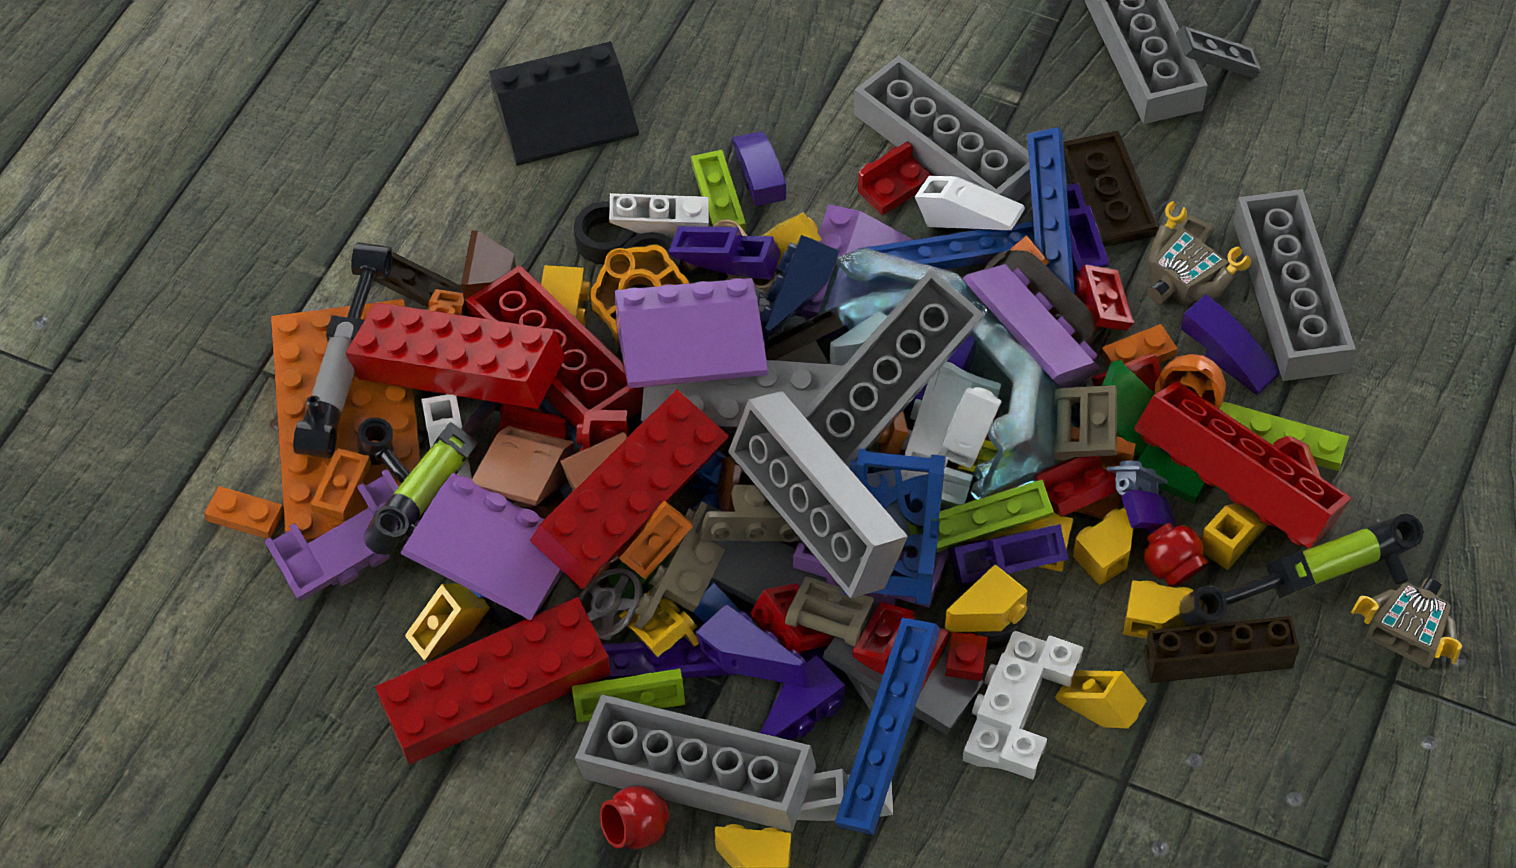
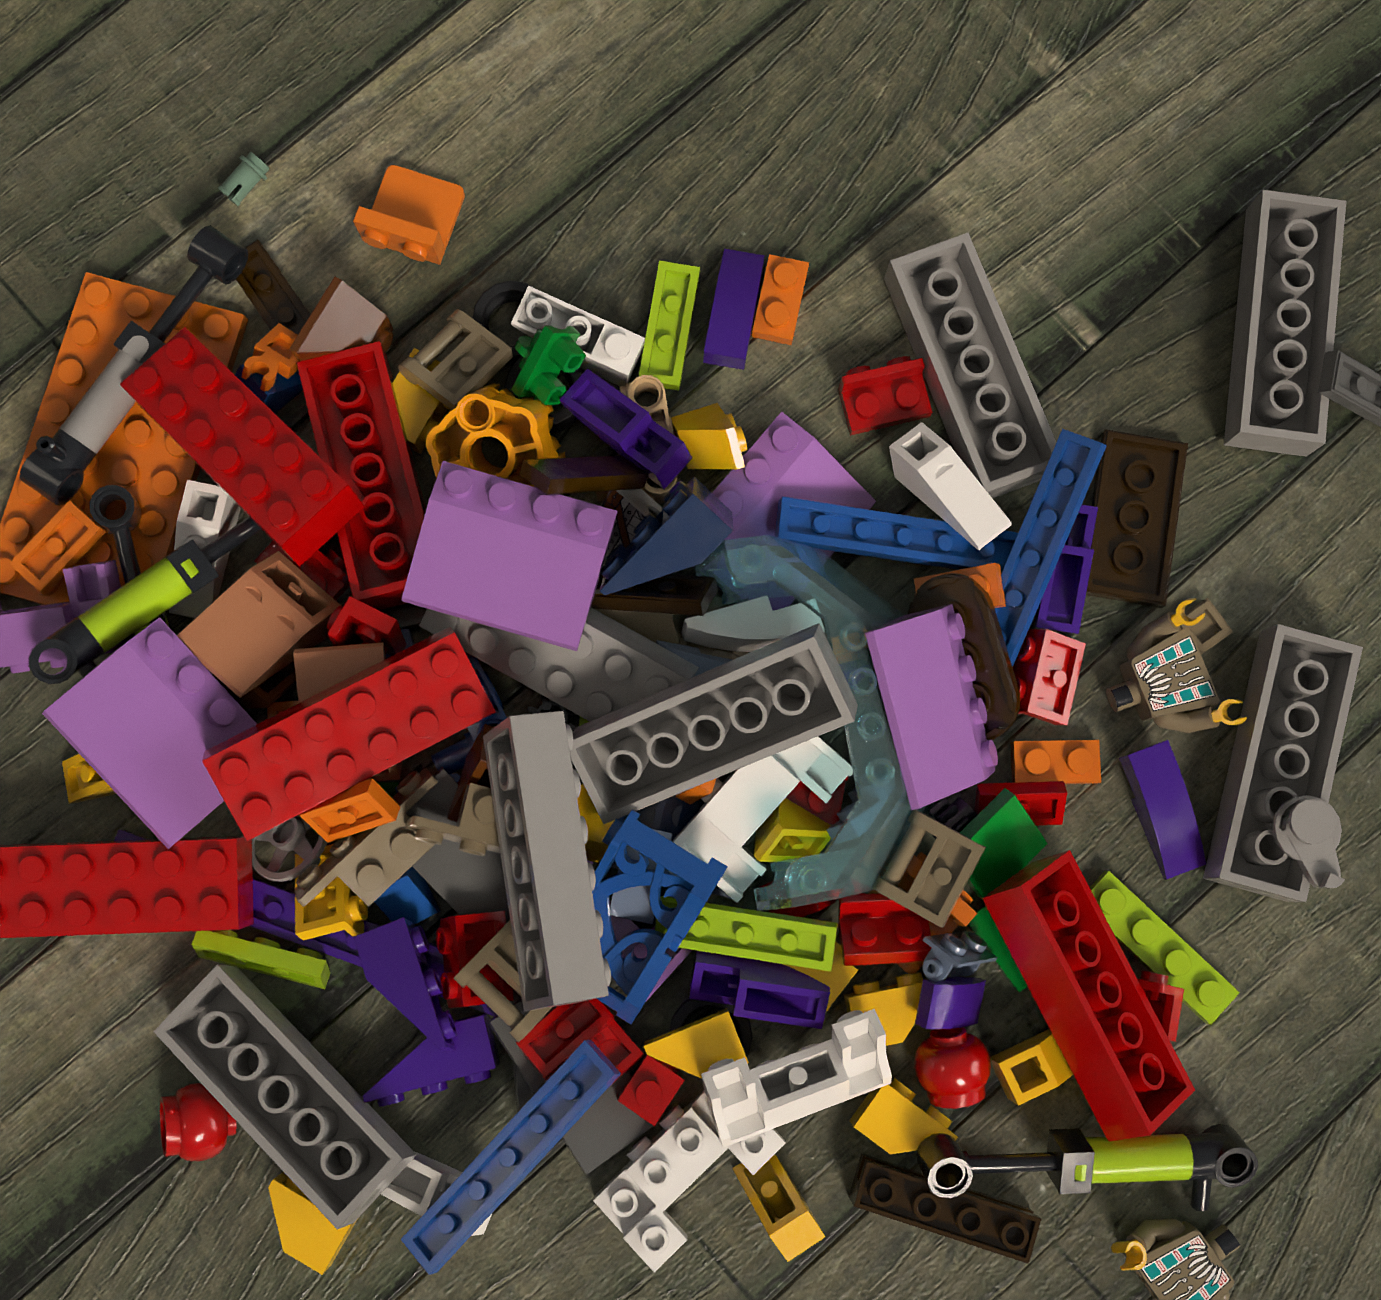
camera: 20 degrees right, 25 degrees up
(364, 211) = (246, 176): none -> sand green pin
(497, 195) = (411, 214): none -> orange bracket
(563, 103) = (545, 116): black slope -> none
(587, 260) = (464, 368): none -> dark tan plate
(646, 224) = (544, 359): none -> green hips
(695, 275) = (583, 474): none -> dark brown tile
(789, 151) = (780, 299): none -> orange plate
(969, 426) = (772, 843): white slope -> none
(1073, 594) = (799, 1084): none -> white bracket
(1196, 374) = (1096, 845): orange cylinder -> none
(1334, 305) = (1311, 838): none -> light grey piece

